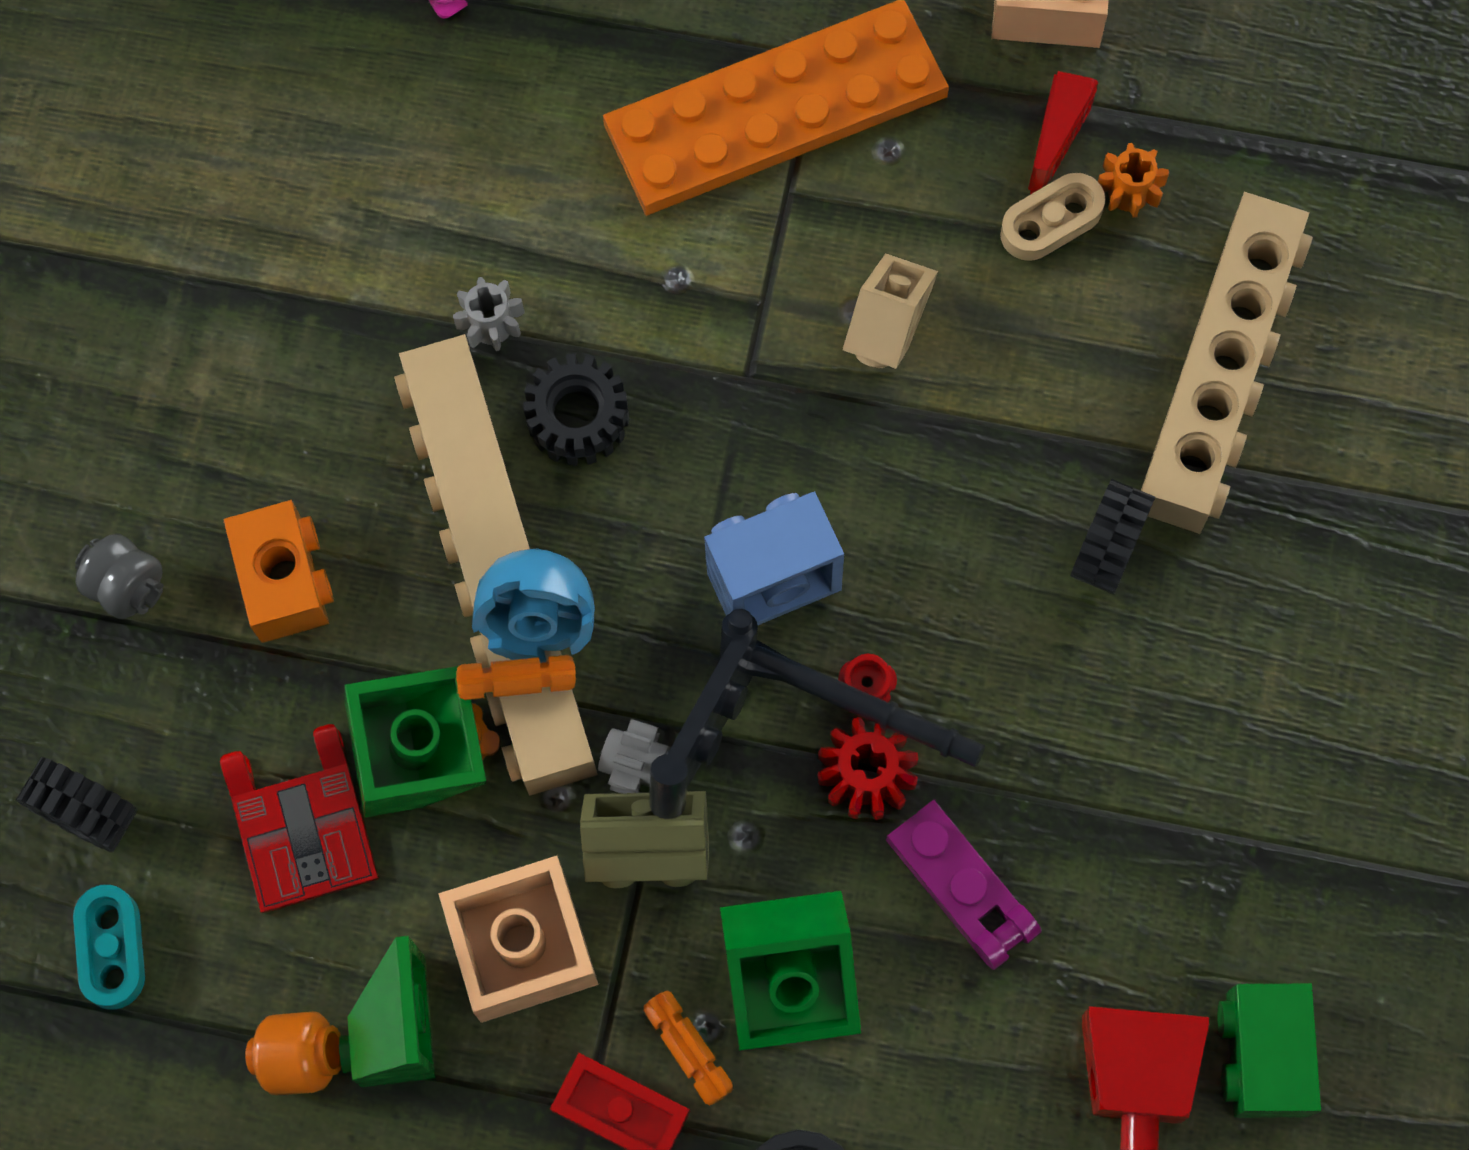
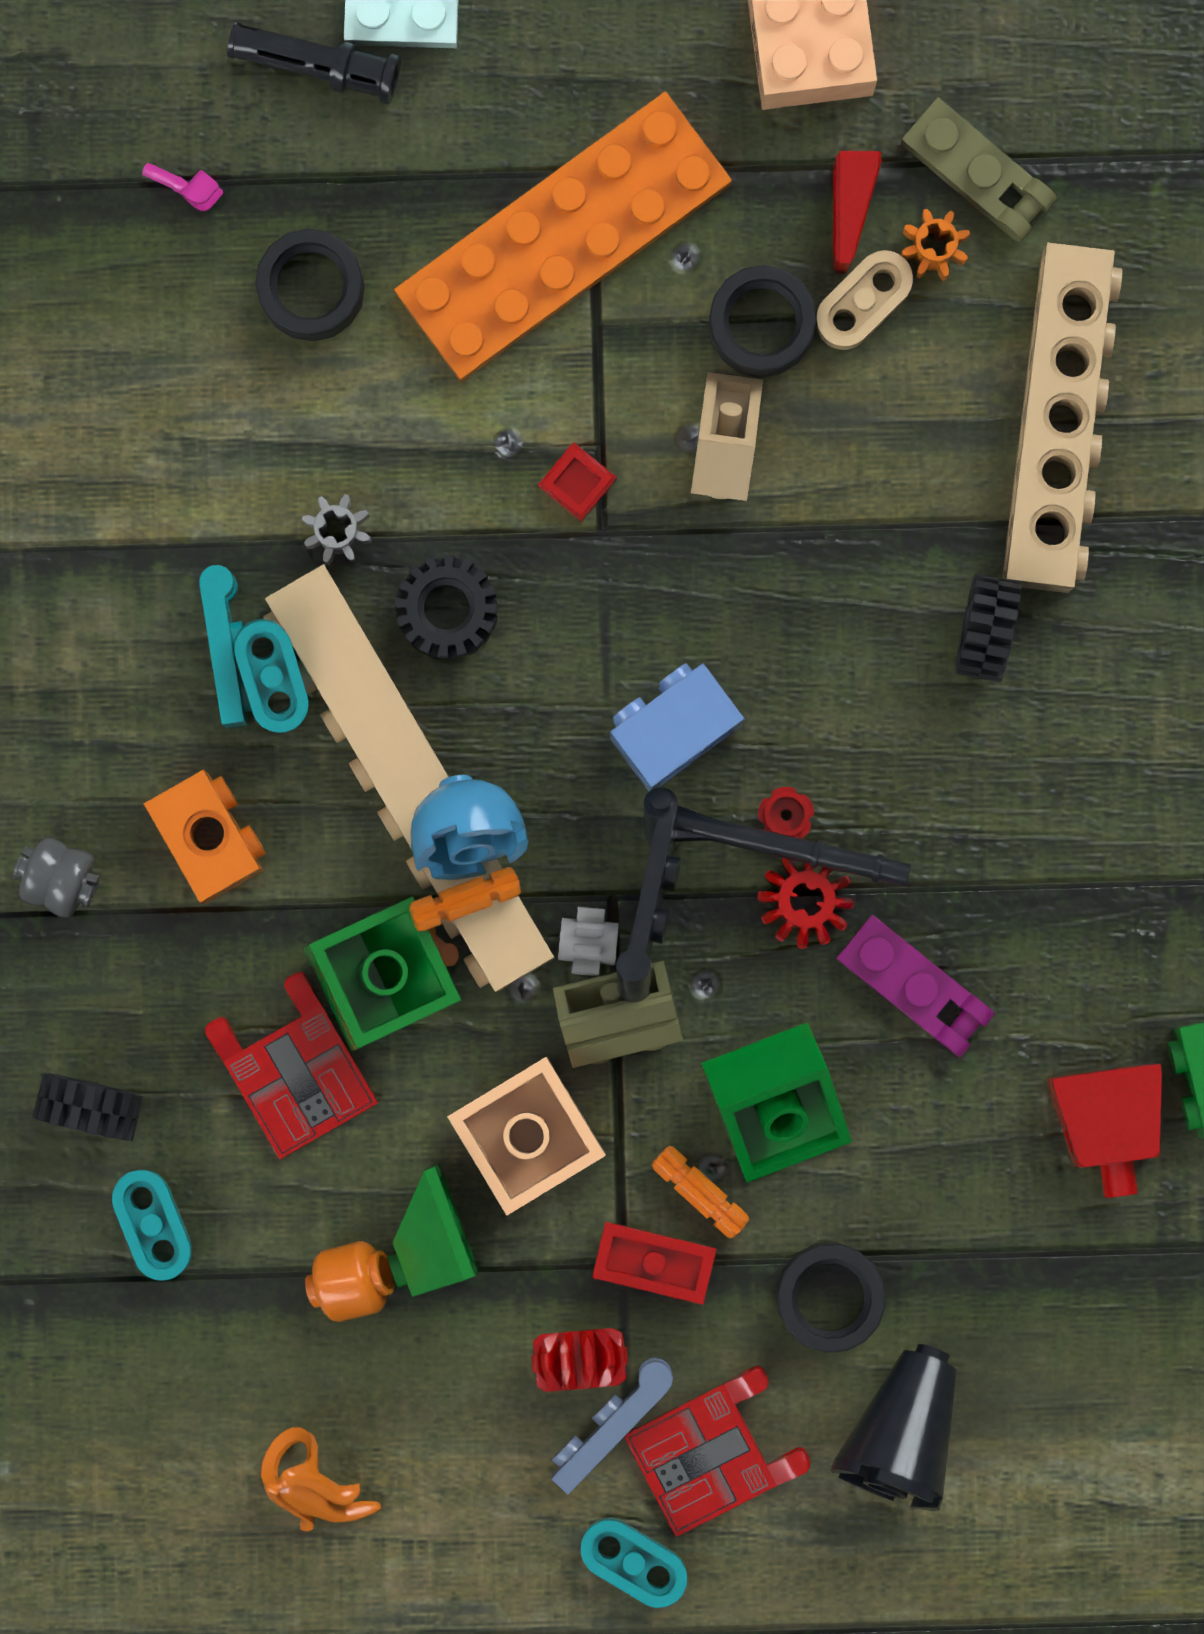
camera: 15 degrees left, 15 degrees up
(350, 396) = (217, 590): none -> teal plate
(383, 425) = (271, 674): none -> teal plate
(518, 57) = (315, 242): none -> black tyre
(734, 325) = (577, 482): none -> red tile
(949, 175) = (772, 279): none -> black tyre
(1187, 127) = (977, 169): none -> olive plate

